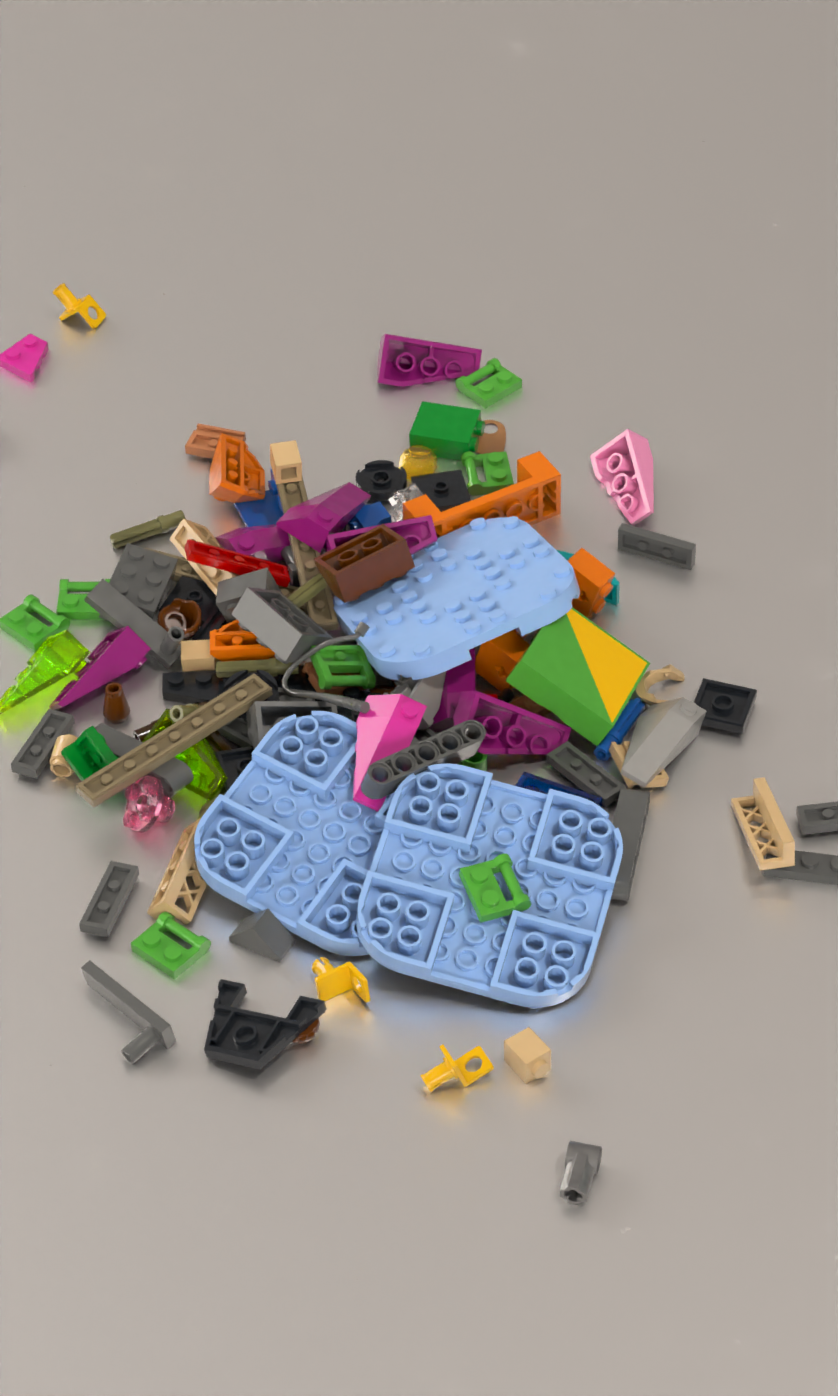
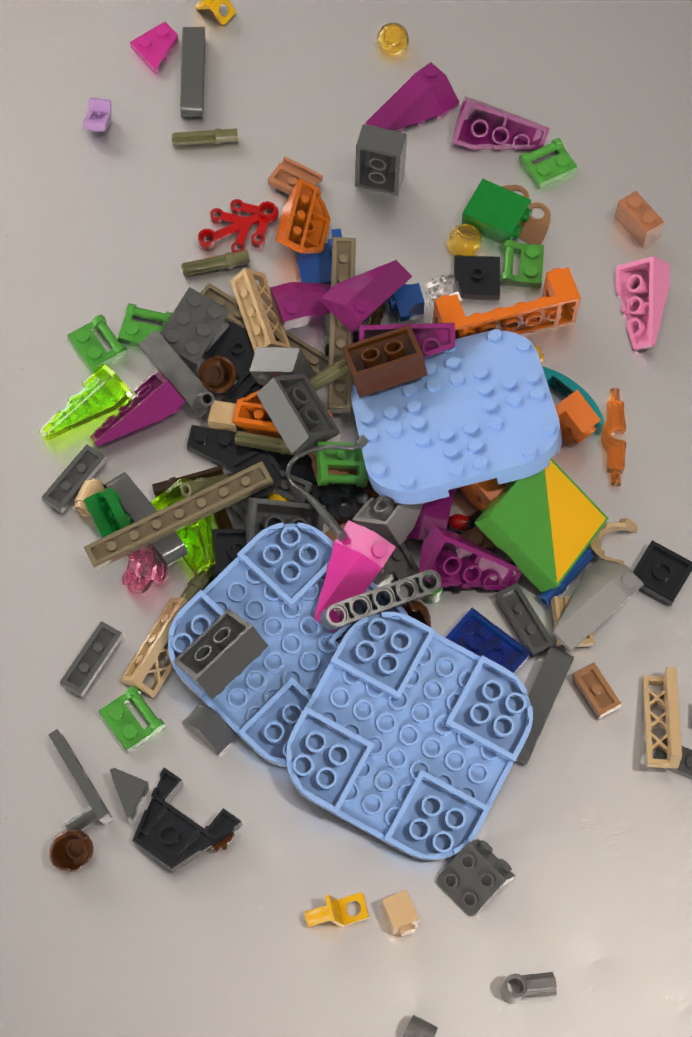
camera: 10 degrees right, 20 degrees up
(74, 370) = (192, 72): none -> dark grey beam
(115, 704) = (143, 453): reddish brown cone -> none
(116, 421) = (202, 137): none -> olive axle
(136, 1068) = (71, 850): none -> reddish brown hair
(188, 1007) = (131, 792): none -> dark grey slope
(191, 478) = (240, 224): none -> red plant
(233, 561) = (278, 328): red tile -> none
(260, 845) = (221, 653): none -> dark grey slope
(286, 306) = (392, 38): none -> clear yellow hair
(286, 462) = (342, 234): tan brick -> none
(306, 401) = (380, 159): none -> dark grey brick
(331, 350) = (420, 98): none -> magenta wedge
(334, 981) = (258, 792): yellow bracket -> none
(393, 477) = (427, 265): black plate -> none
(485, 892) = (402, 747): bright green plate -> none
(600, 1007) = (475, 876): none -> dark grey bracket
(602, 410) = (639, 219): none -> nougat brick
(638, 611) = (614, 448): none -> clear orange piece
(656, 546) = (648, 382): dark grey plate -> none
(682, 1093) = (531, 987): none -> flat silver piece
(684, 820) = (596, 690): none -> medium nougat plate

